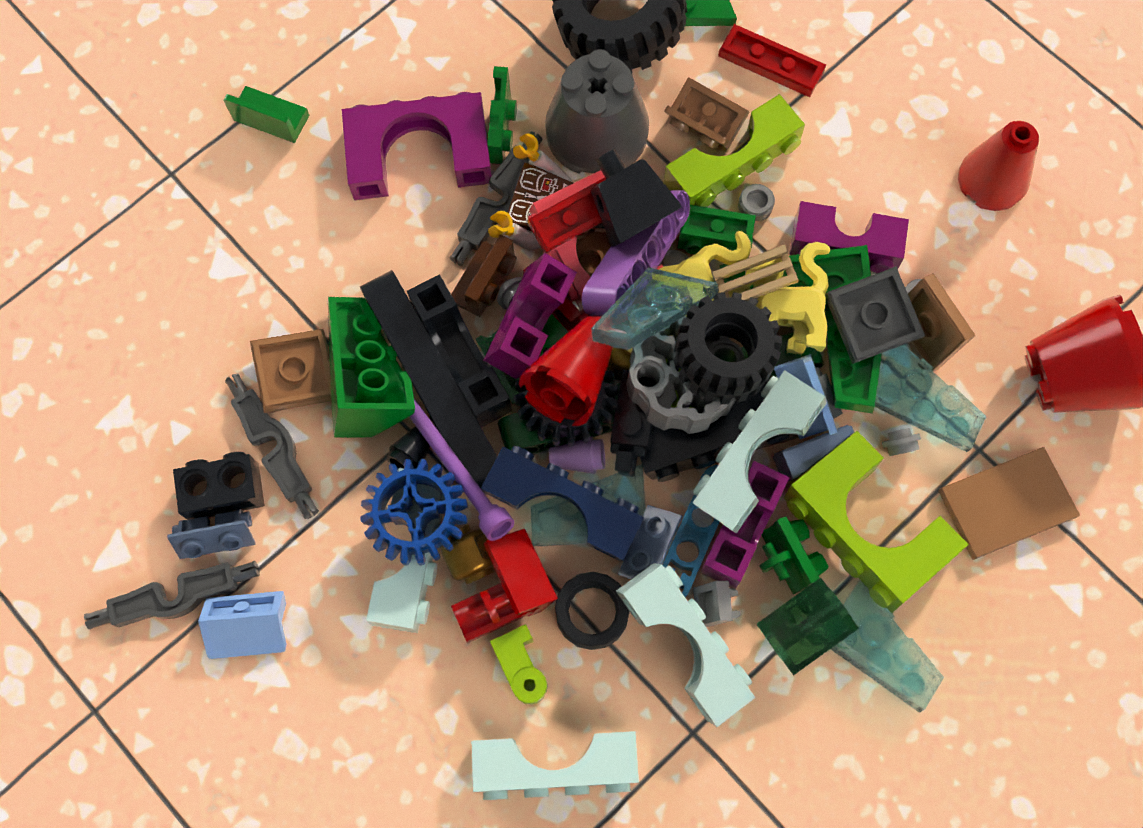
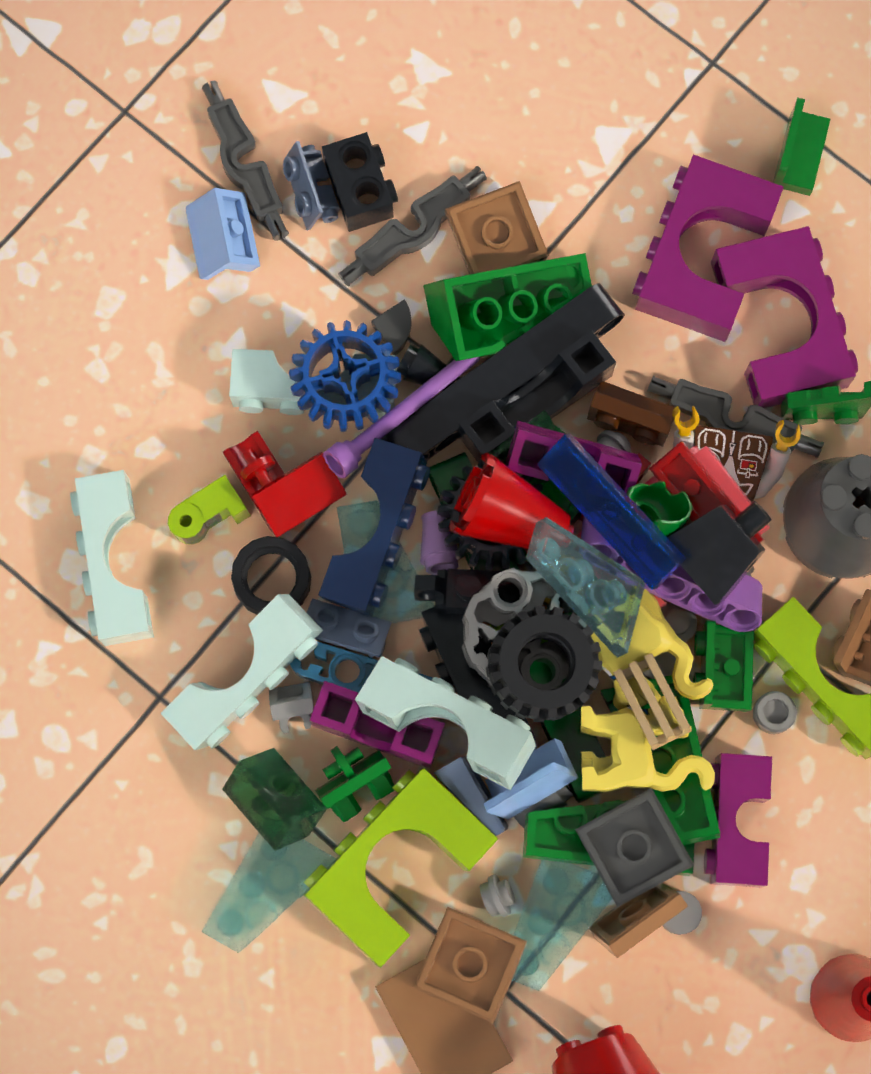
camera: 80 degrees right, 5 degrees up
(364, 471) = (395, 326): none -> dark grey tile
(370, 231) = (705, 194): none -> magenta arch
(469, 556) = (311, 438): pearl gold head -> none
(589, 277) = (611, 511): none -> clear blue tile
(590, 246) = (664, 509): none -> green hair
(963, 470) = (470, 964): none -> medium nougat tile

